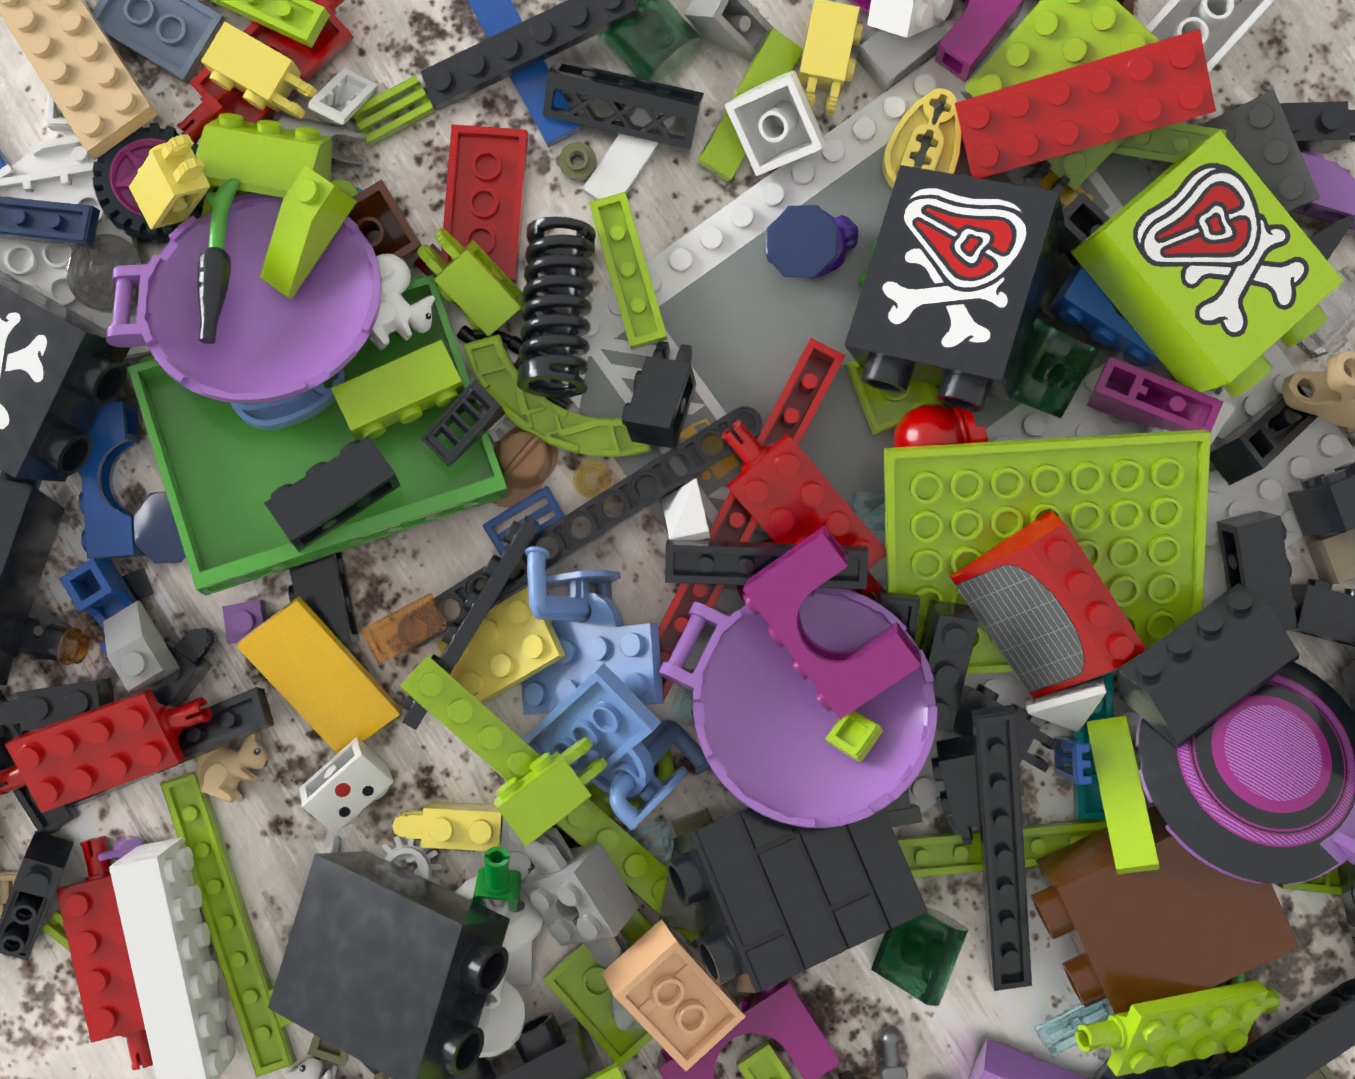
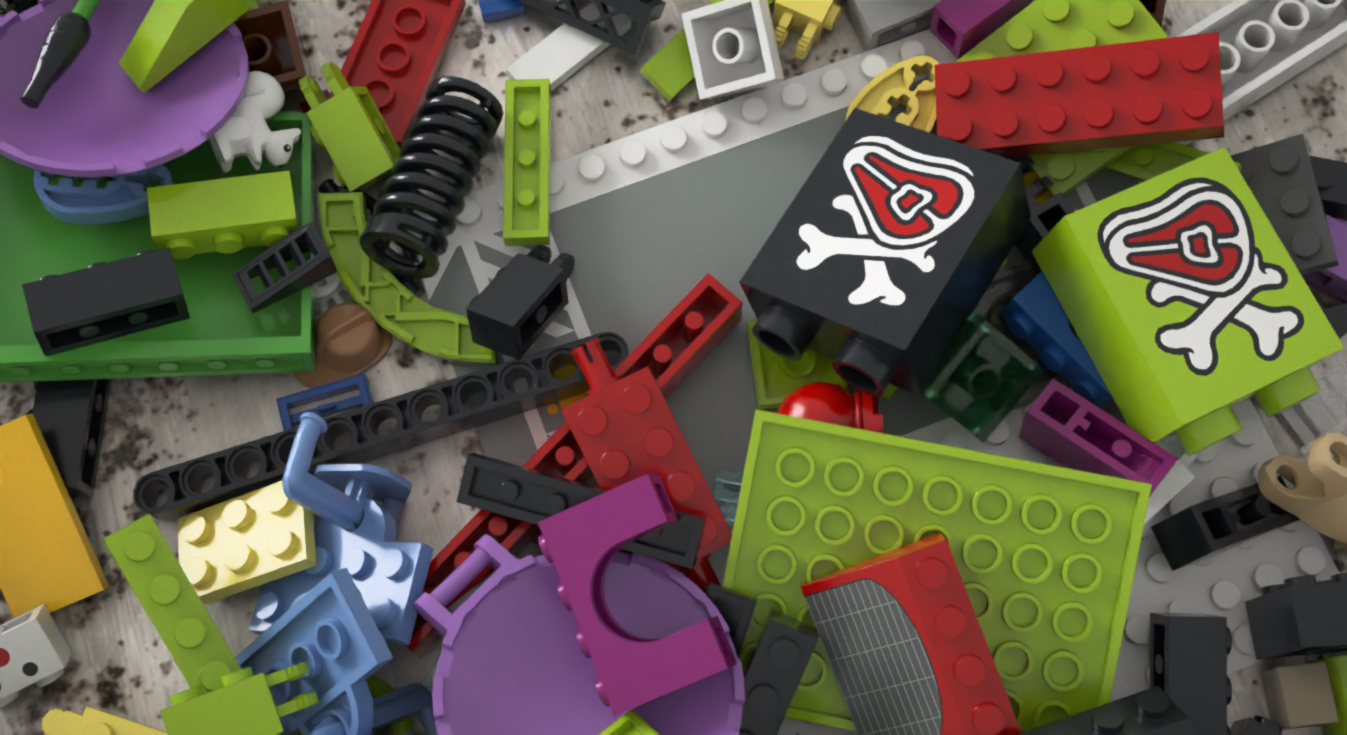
camera: 15 degrees right, 15 degrees down
(404, 628) = (141, 486): clear orange tile -> none
(477, 606) = (230, 480): black plate -> none
(580, 172) = (509, 51): olive plate -> none
(587, 467) = (415, 365): clear yellow plate -> none
(685, 513) = (511, 434): white slope -> none
(809, 241) = (738, 177): dark blue piece -> none

